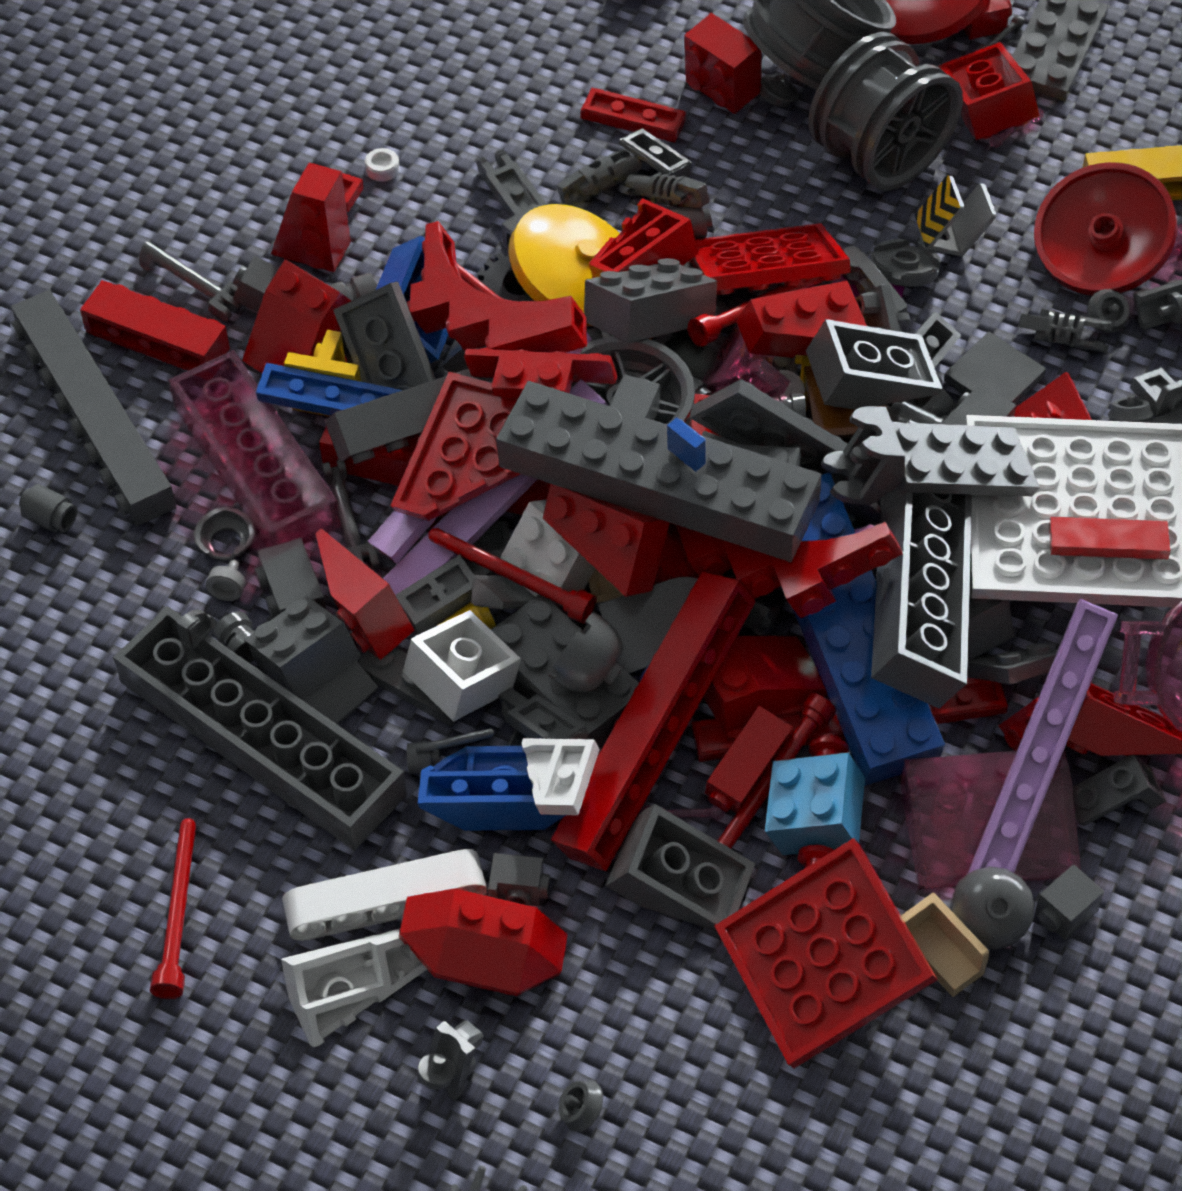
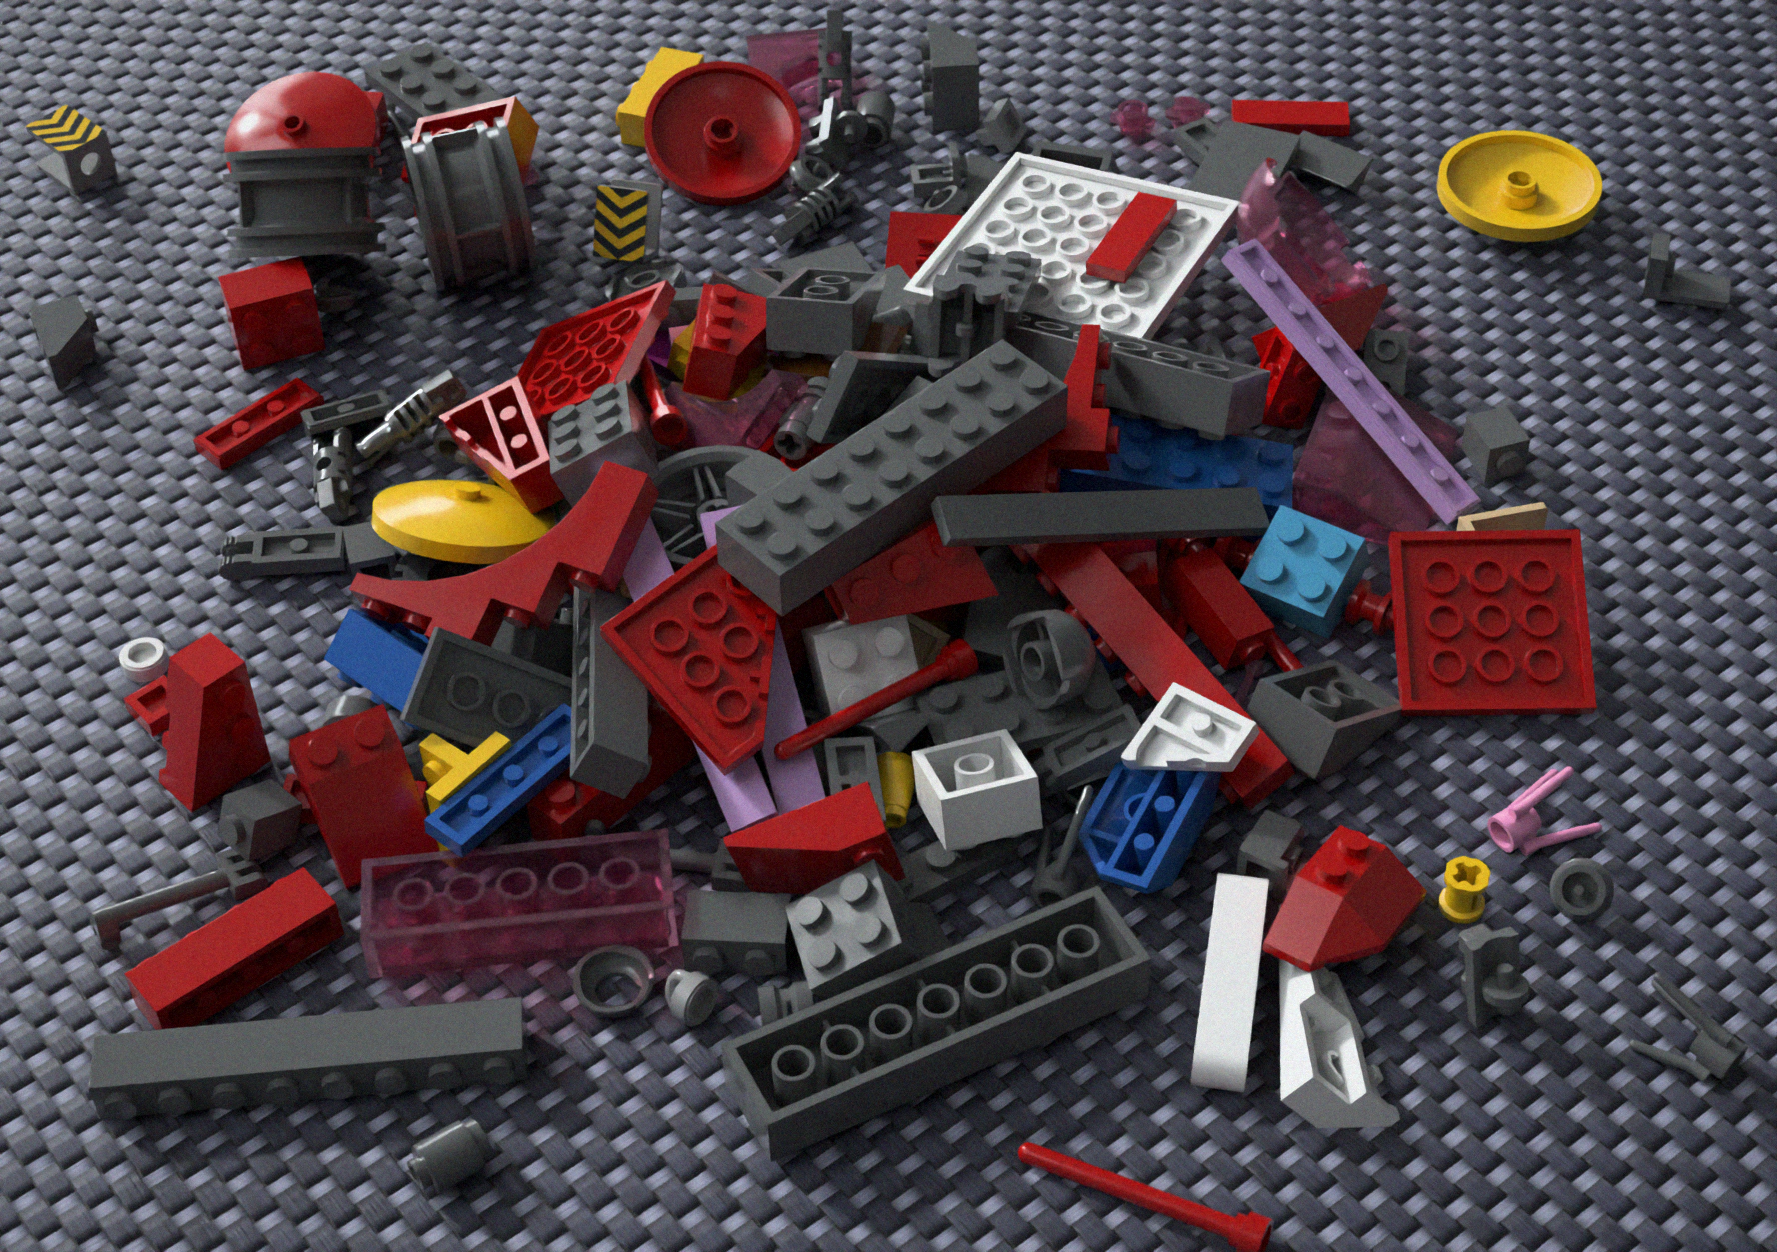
camera: 65 degrees left, 10 degrees down
(194, 627) = (788, 1015): dark grey tile -> none
(545, 1033) = (1465, 883): none -> yellow bush
(555, 369) = (670, 546): red bracket -> none
(633, 1041) = (1519, 822): none -> bright pink plant
(686, 444) = (917, 407): blue tile -> none
(731, 629) = (1098, 516): none -> dark grey tile
(994, 906) = (1483, 482): dark grey cylinder -> none

